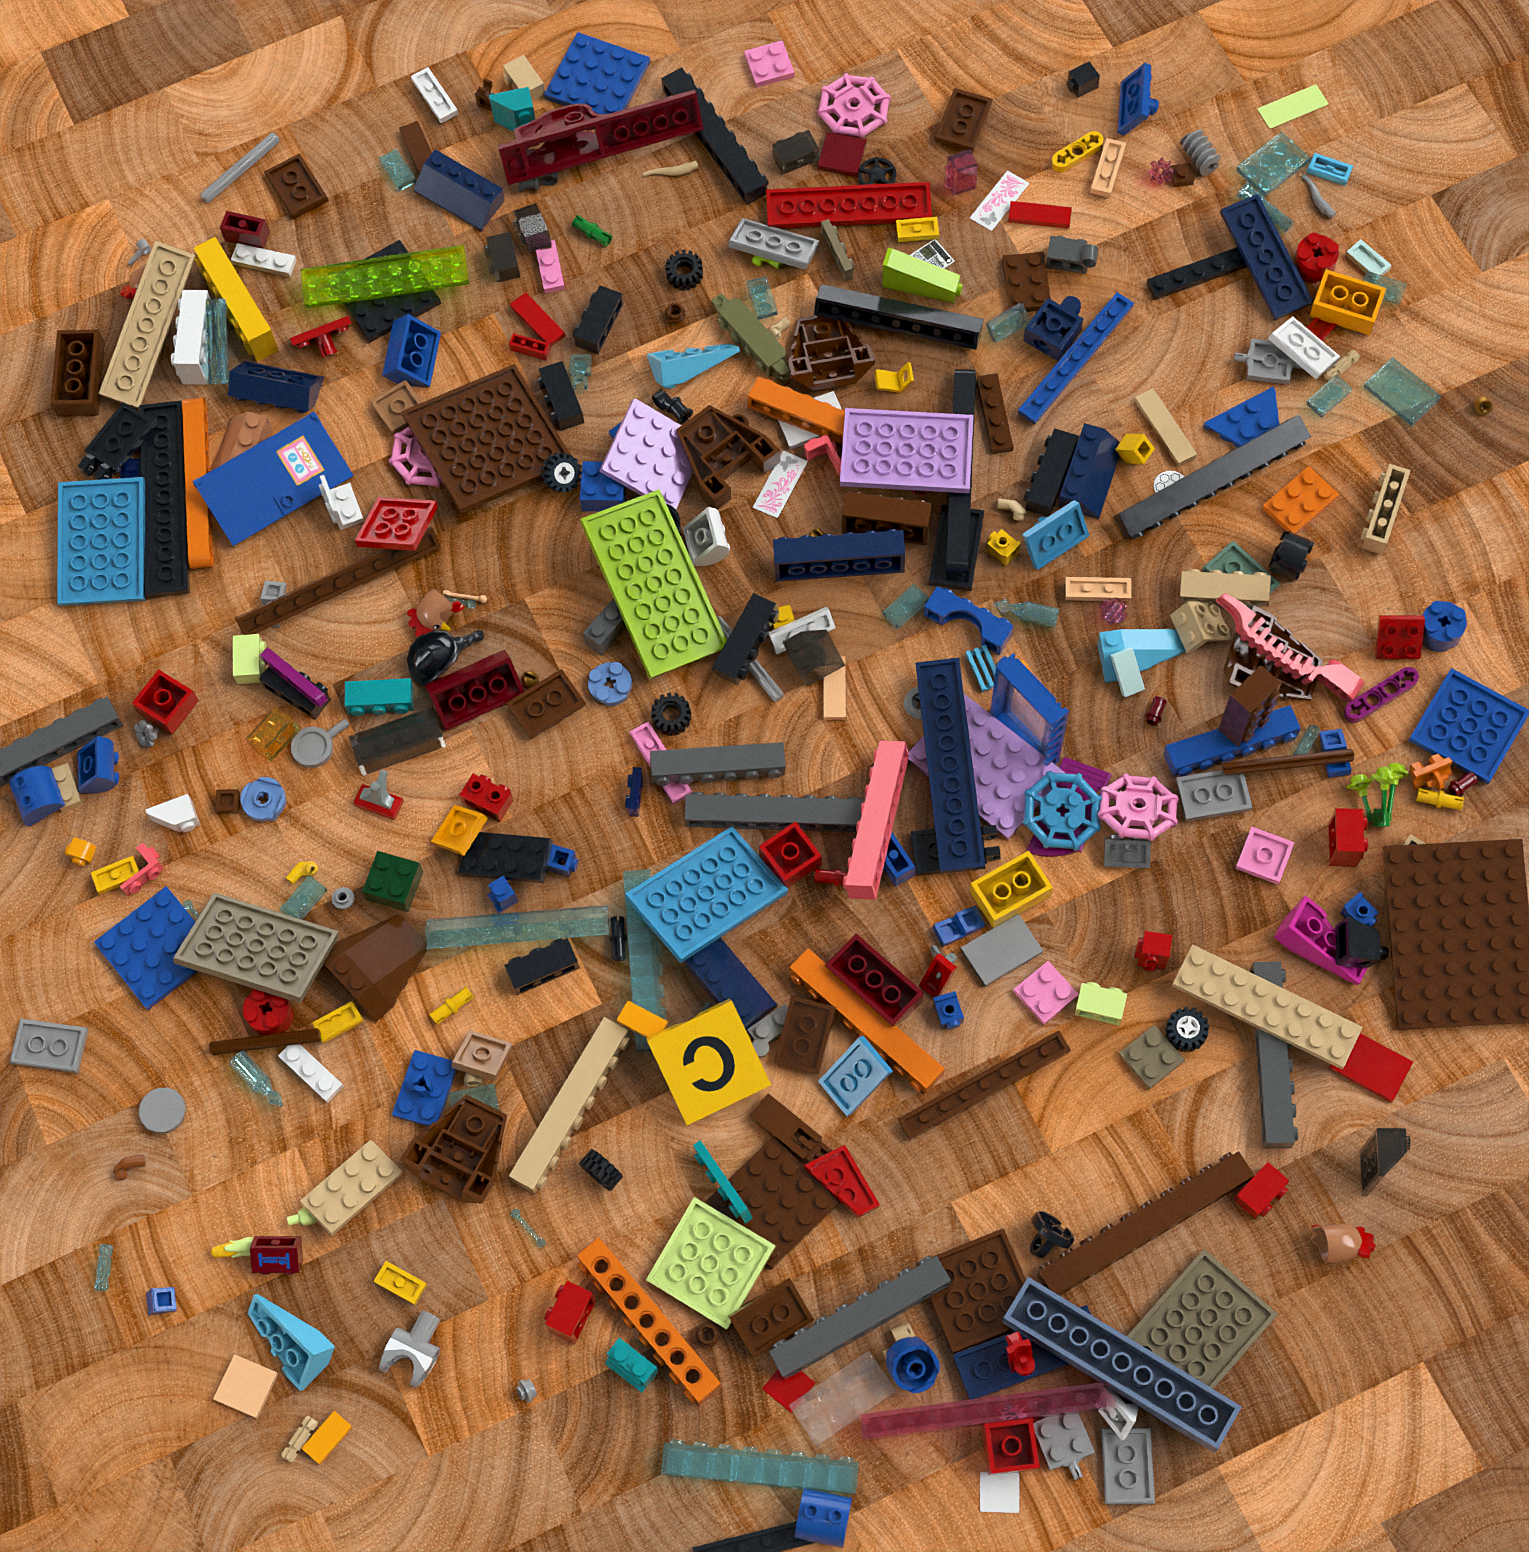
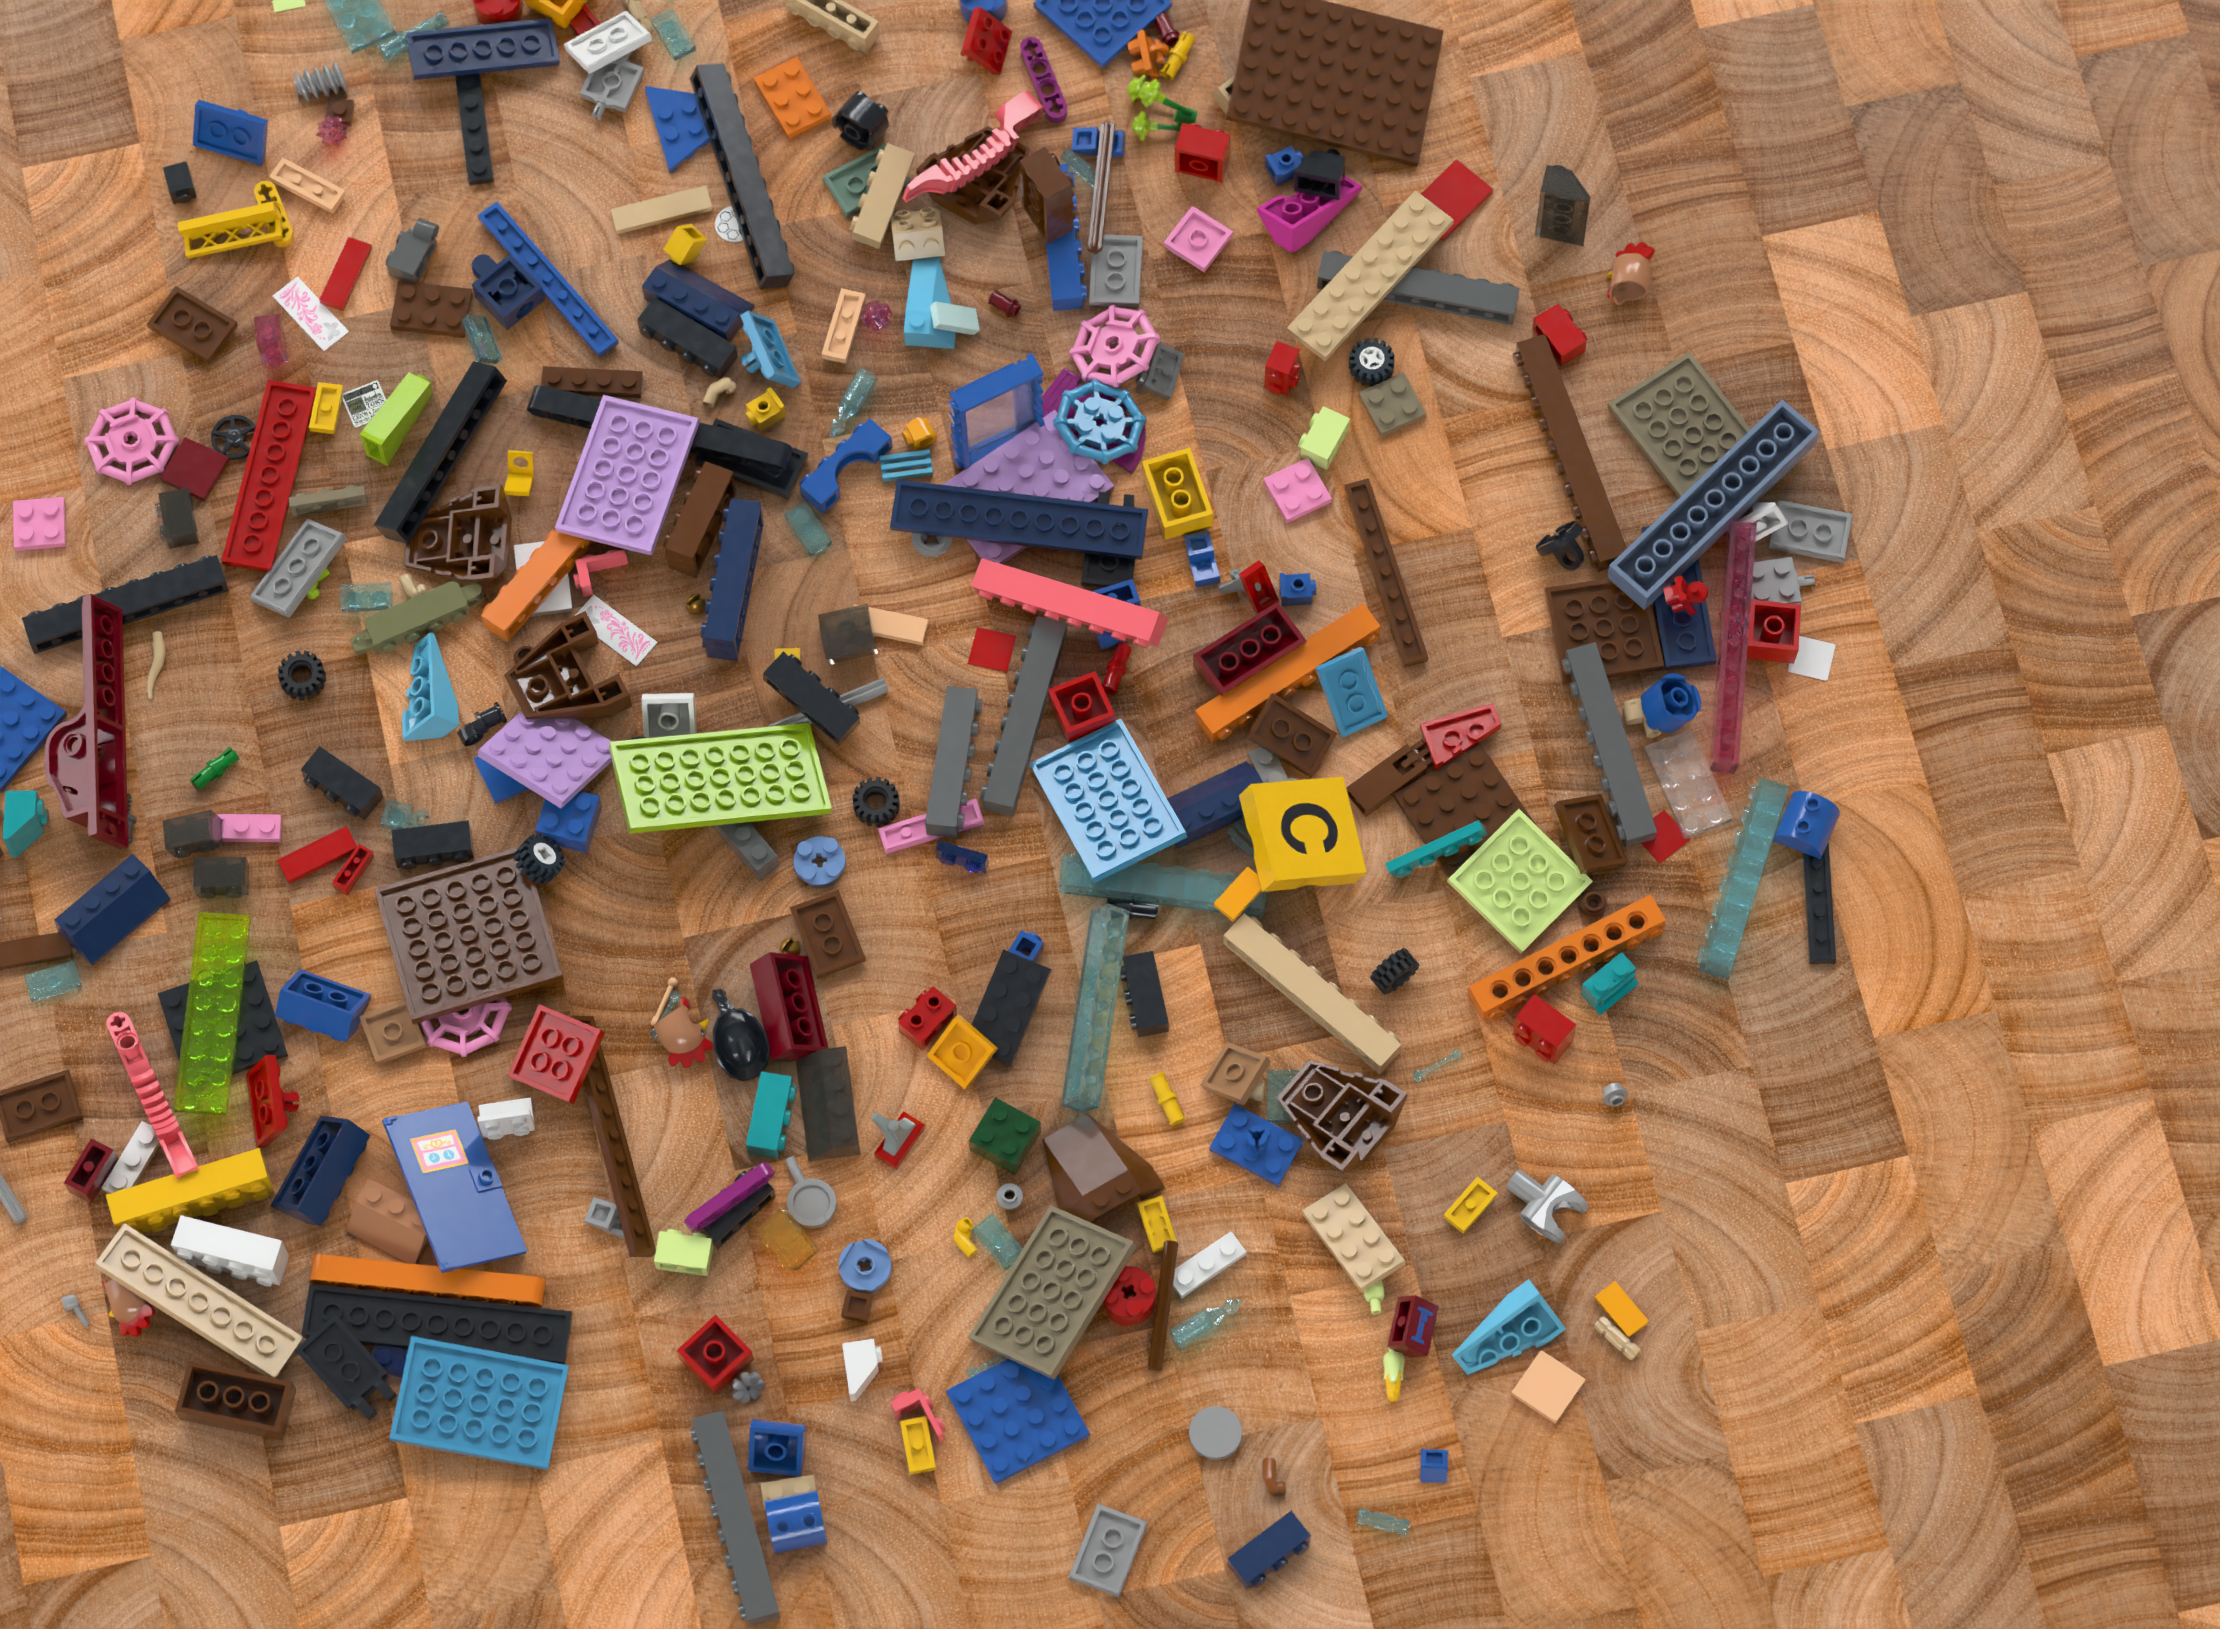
camera: 80 degrees left, 0 degrees up
(61, 1177) = (1269, 1551): none -> dark blue brick
(80, 851) = (879, 1481): light orange plate -> none
(217, 341) = (248, 1219): clear light blue plate -> none
(347, 230) = (150, 1094): none -> coral piece
(501, 894) = (1050, 1021): blue brick -> none
(675, 308) = (353, 692): reddish brown plate -> none
(815, 621) = (810, 641): white plate -> none
(833, 775) = (992, 649): none -> red sticker
(1001, 950) = (1240, 523): light grey tile -> none
(1057, 124) = (227, 222): none -> yellow fence

